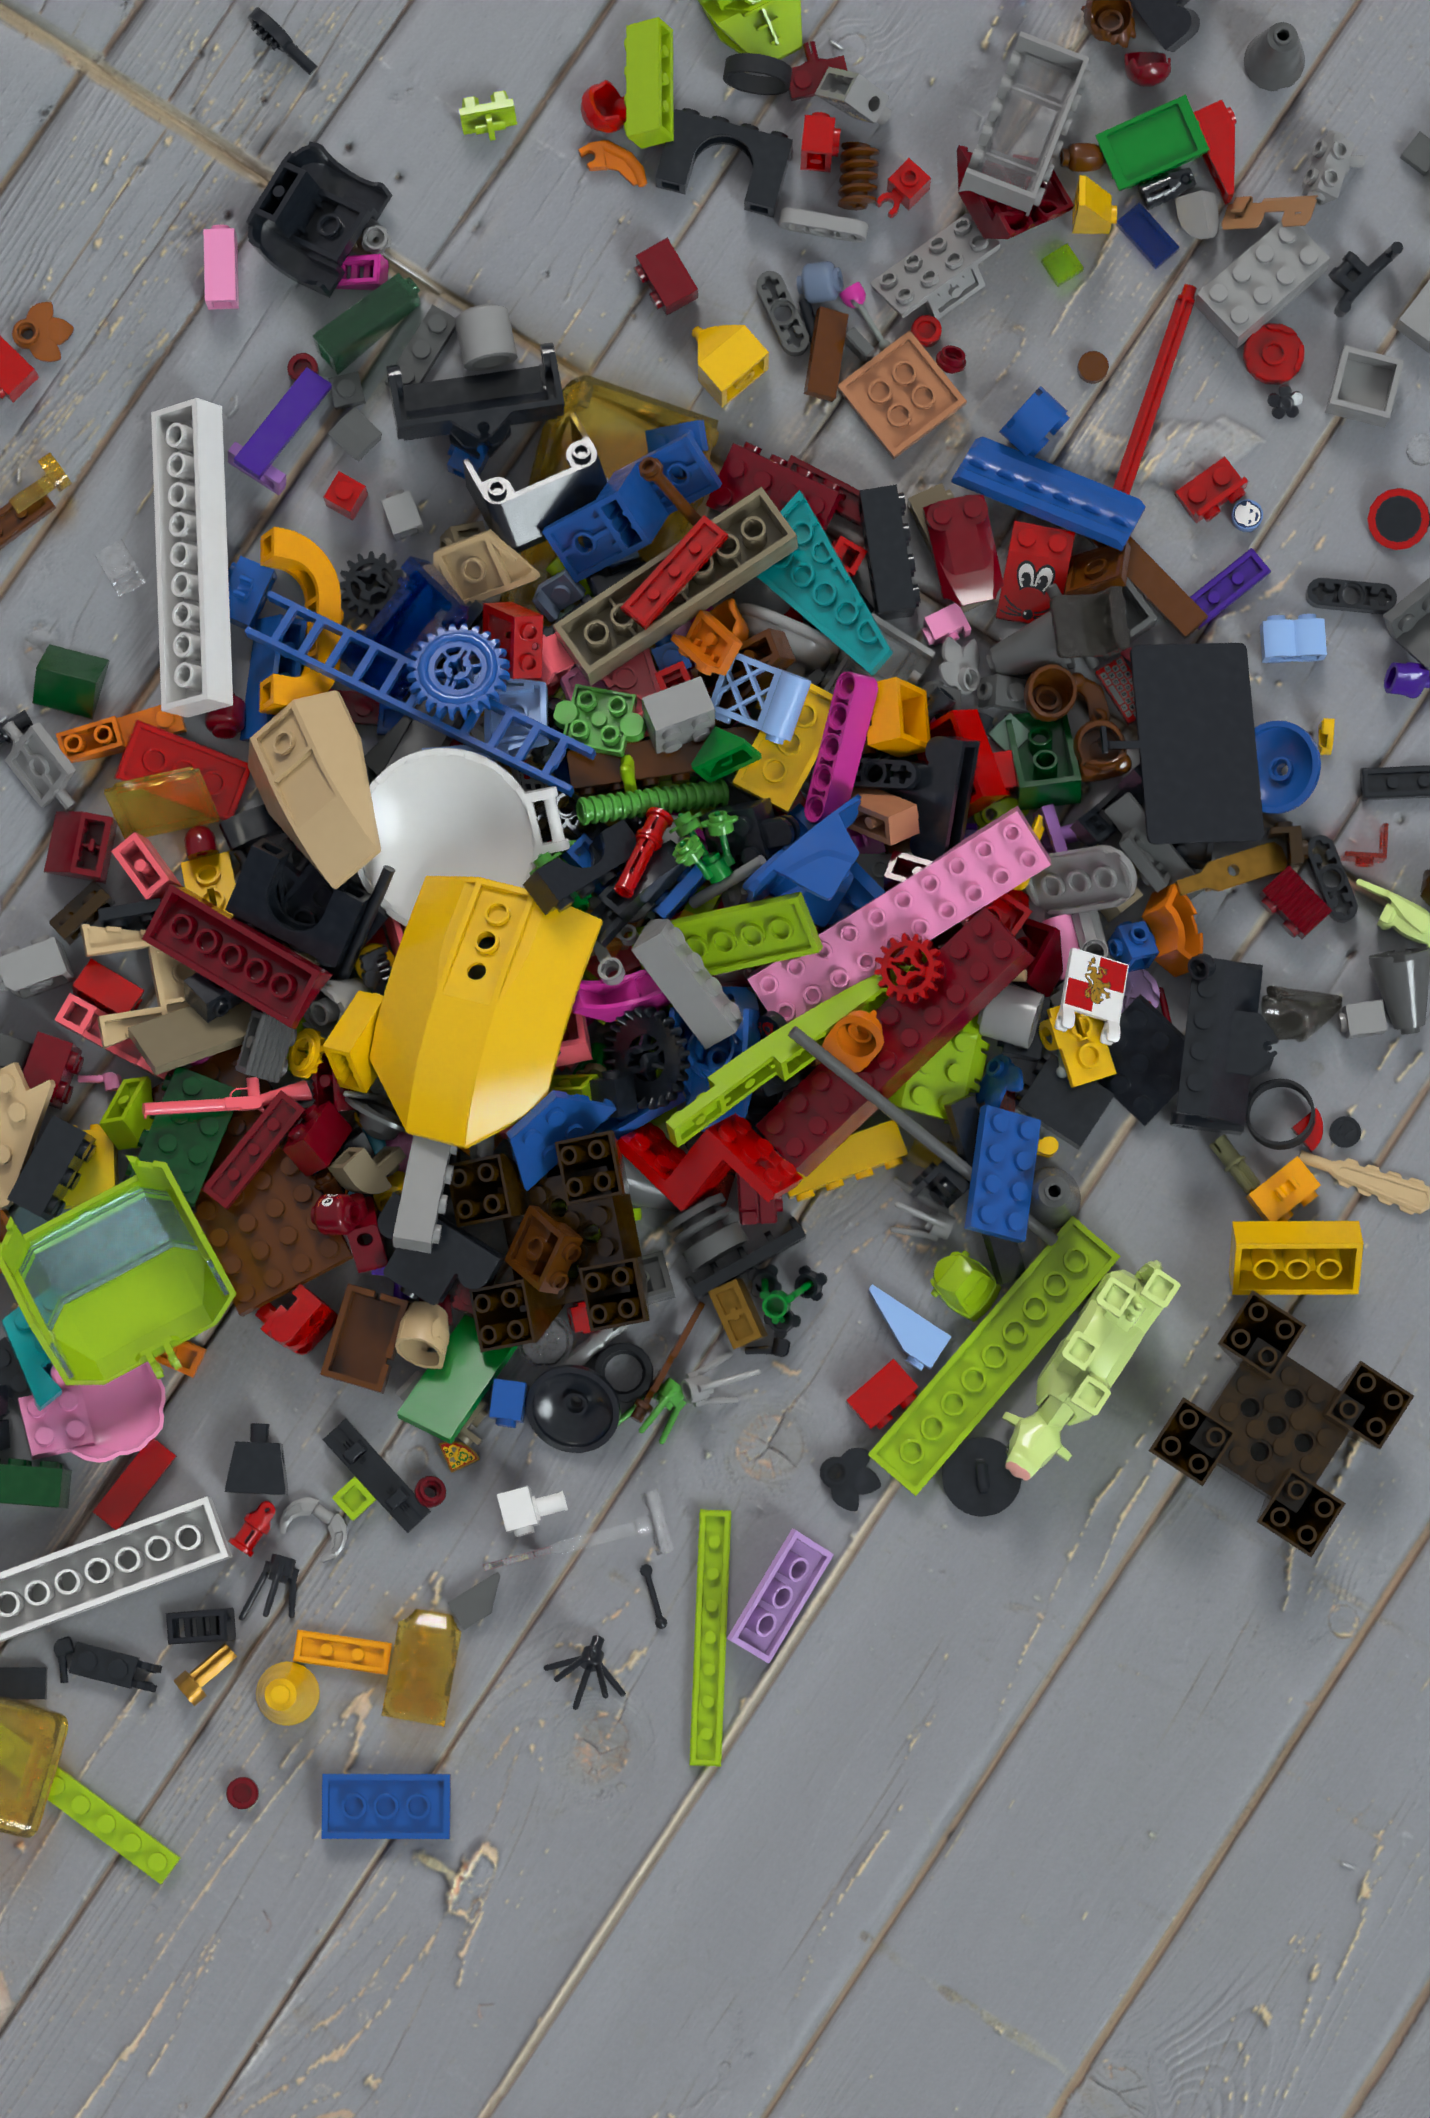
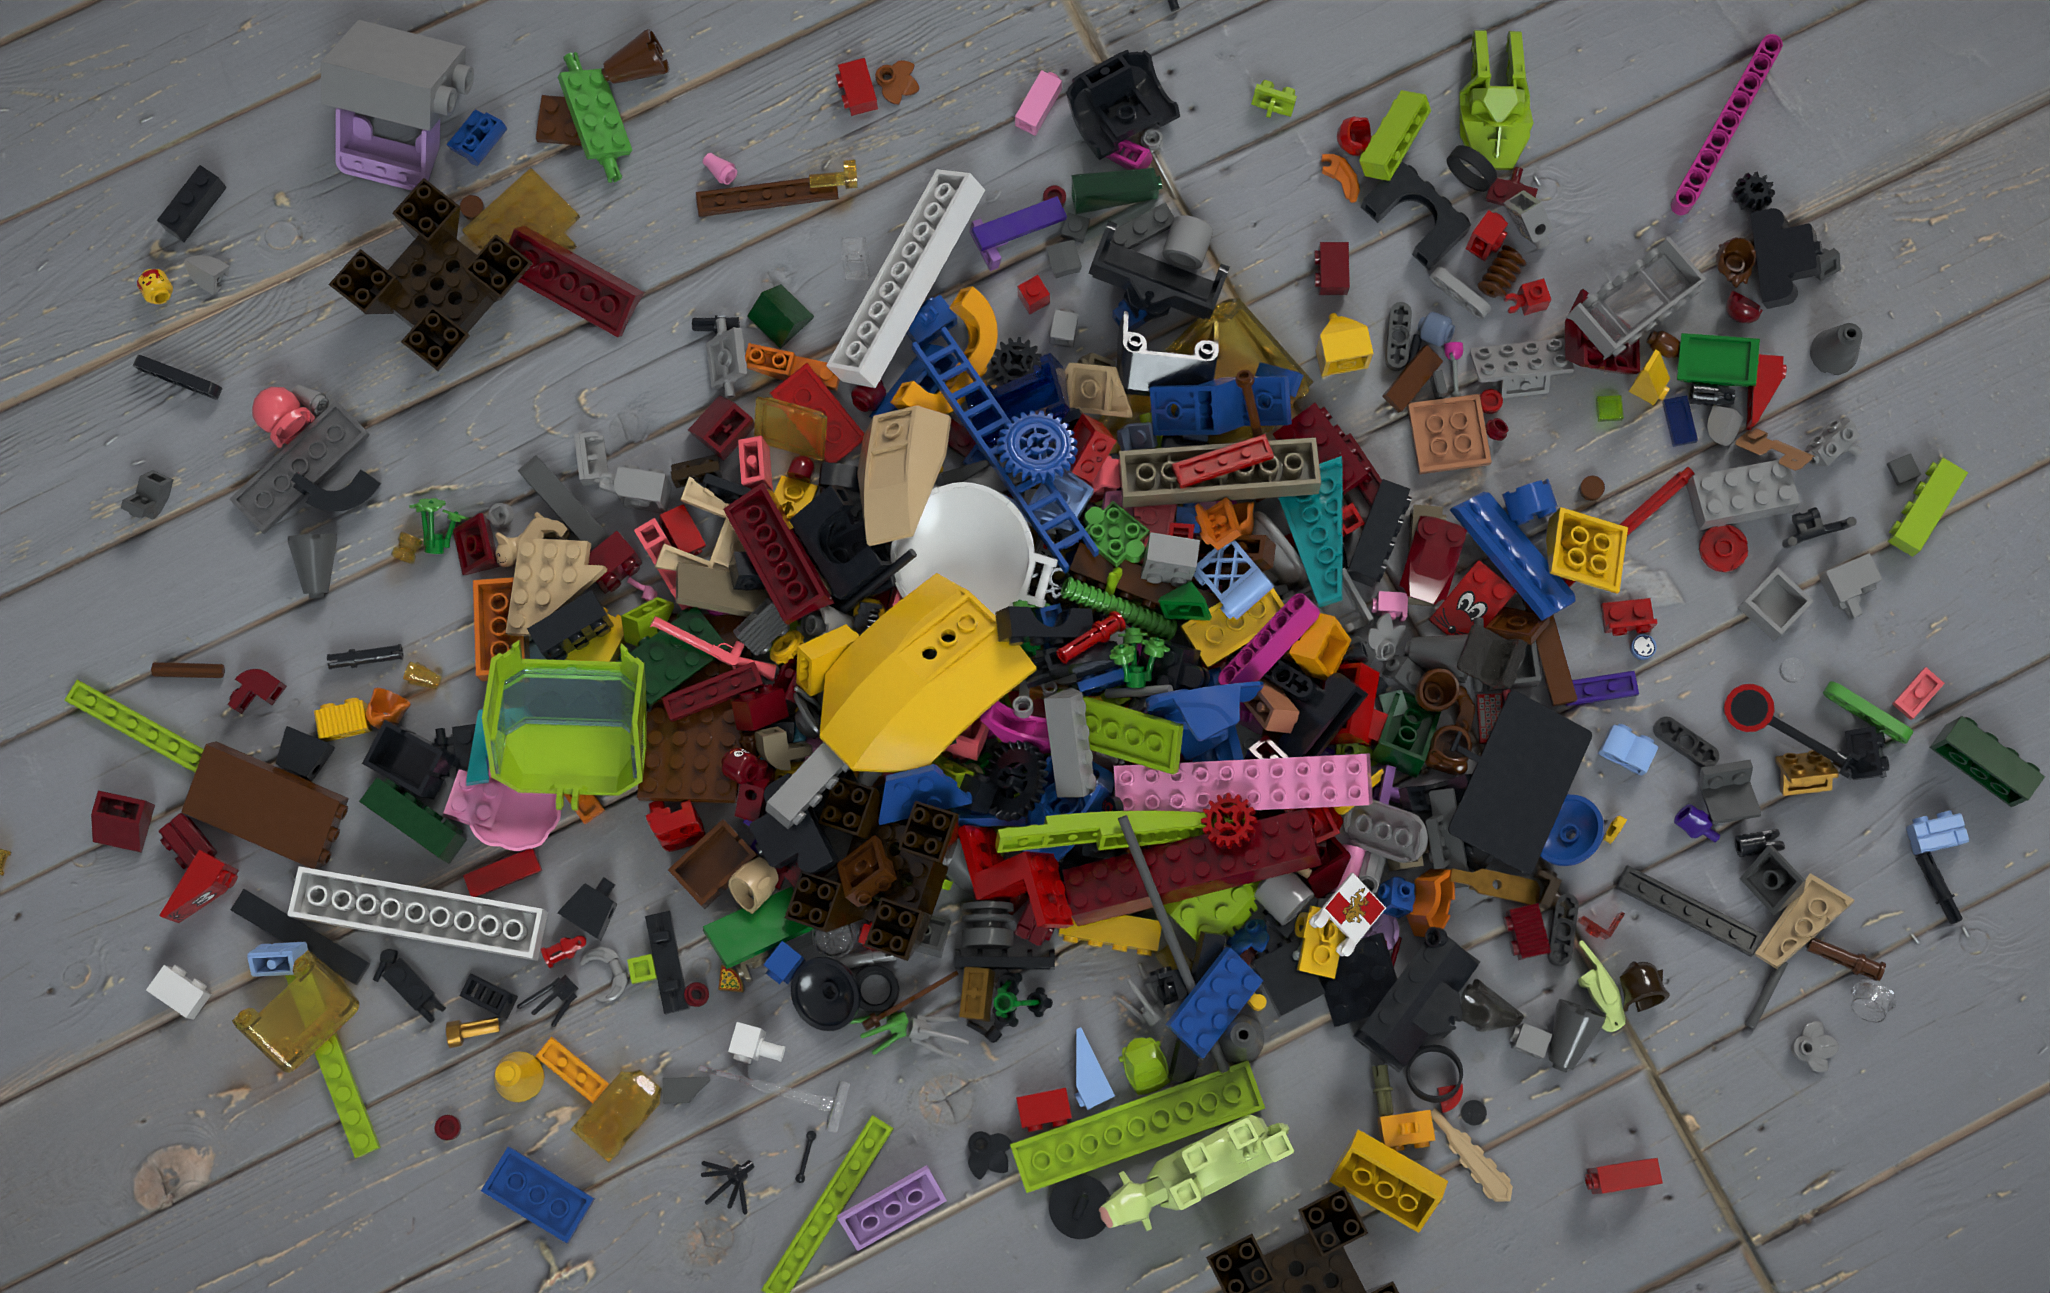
camera: 30 degrees right, 5 degrees down
(855, 1039) = (1163, 849): orange piece -> none
(1125, 442) = (1586, 549): none -> yellow slope
(1285, 402) = (1713, 584): black plant -> none

